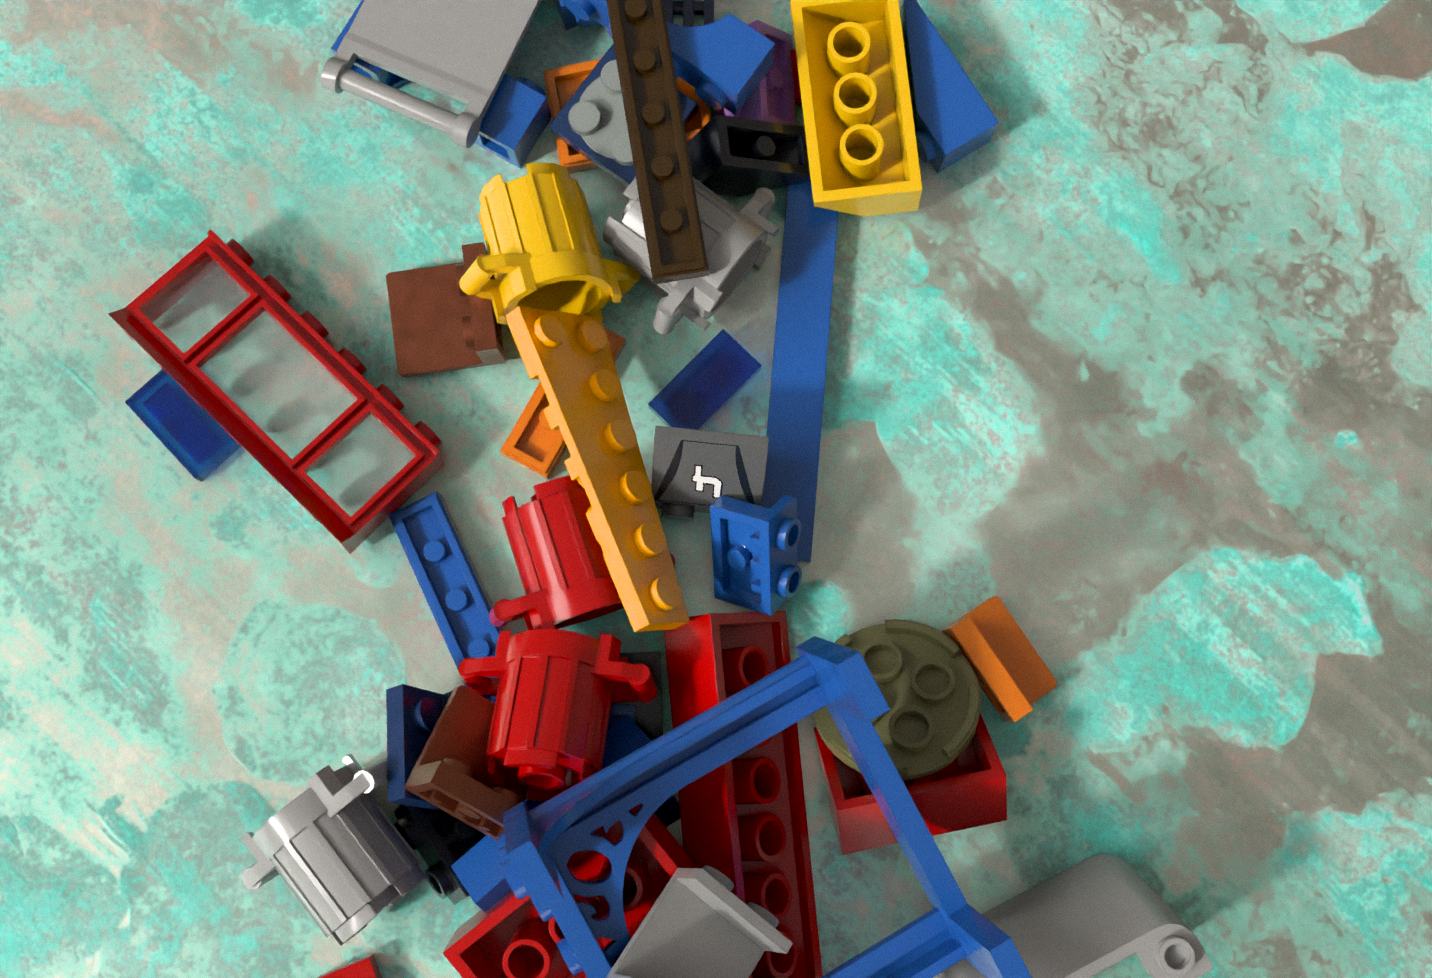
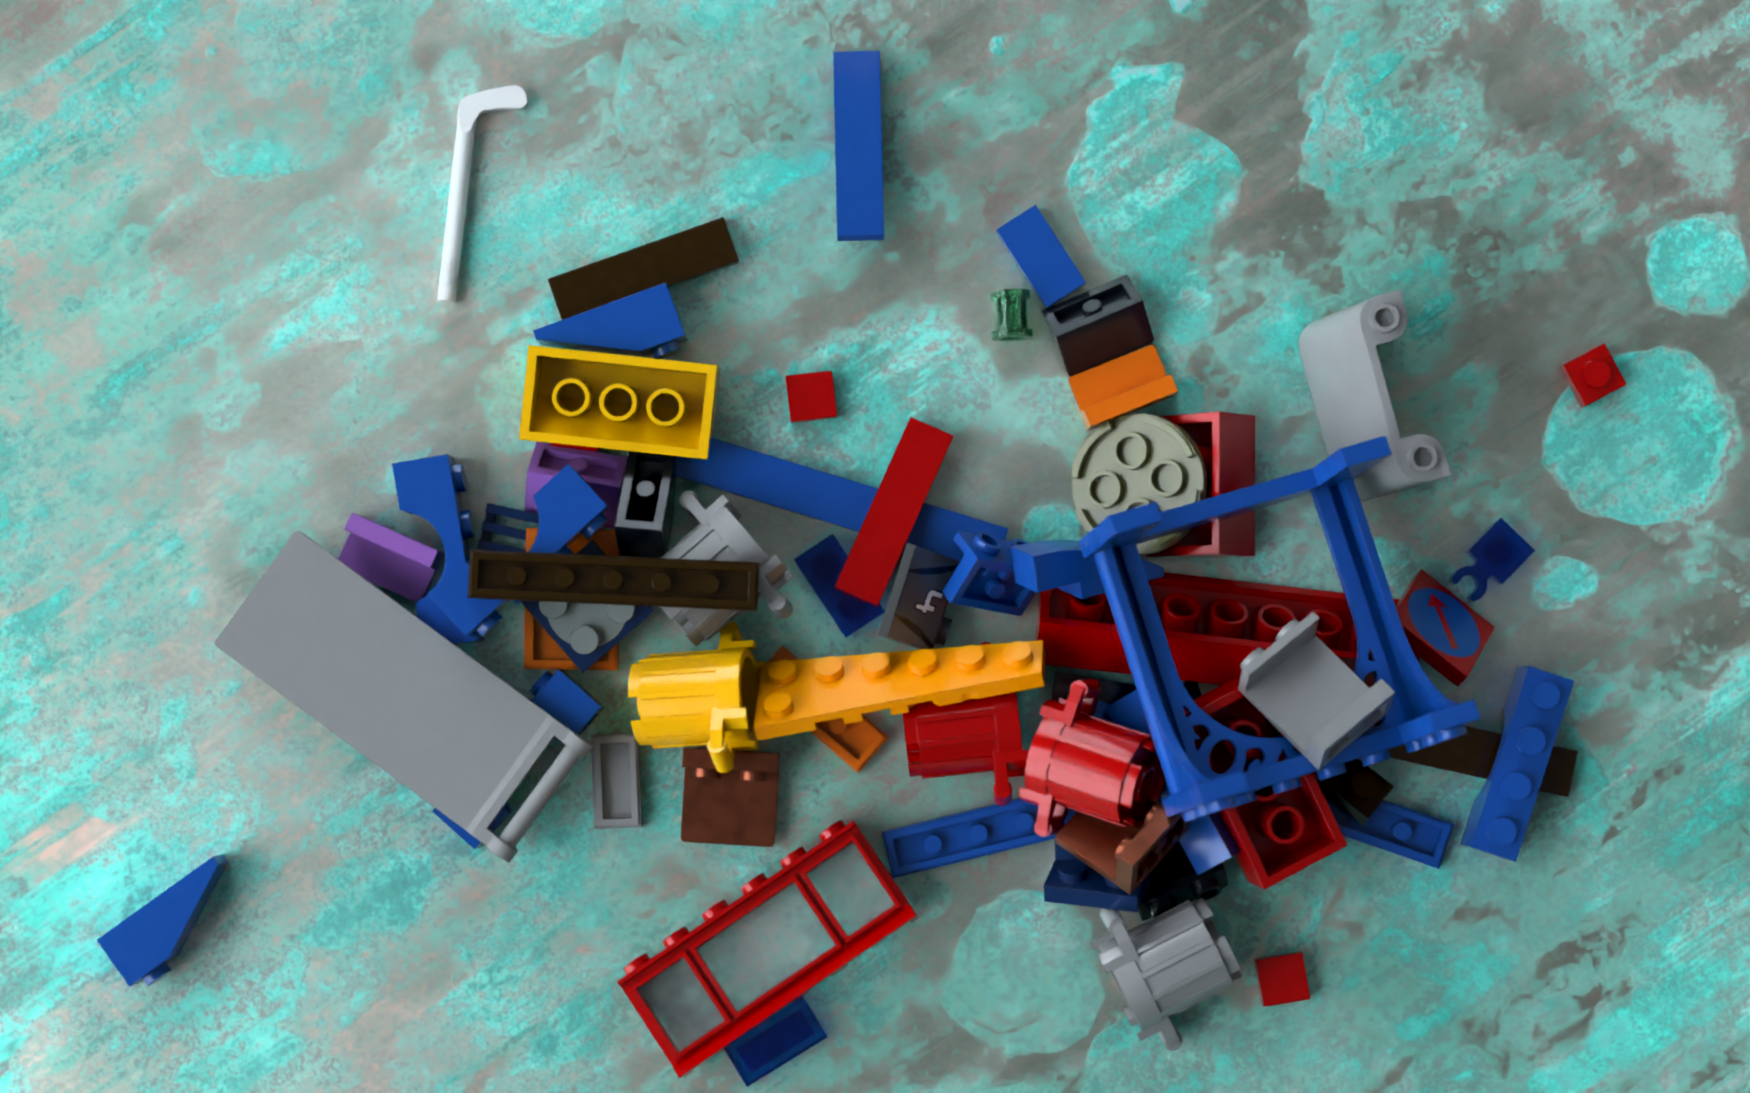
camera: 70 degrees left, 5 degrees up
(436, 194) = (616, 781): none -> light grey tile
(782, 624) = (1062, 565): none -> blue slope
(803, 426) = (893, 512): none -> red tile
(907, 314) = (811, 397): none -> red tile
(1022, 133) = (659, 262): none -> dark brown tile
(1053, 513) = (1011, 315): none -> clear green bush
(1064, 617) = (1099, 325): none -> black panel
(1125, 535) = (1040, 257): none -> blue tile
(1199, 304) = (858, 146): none -> blue slope

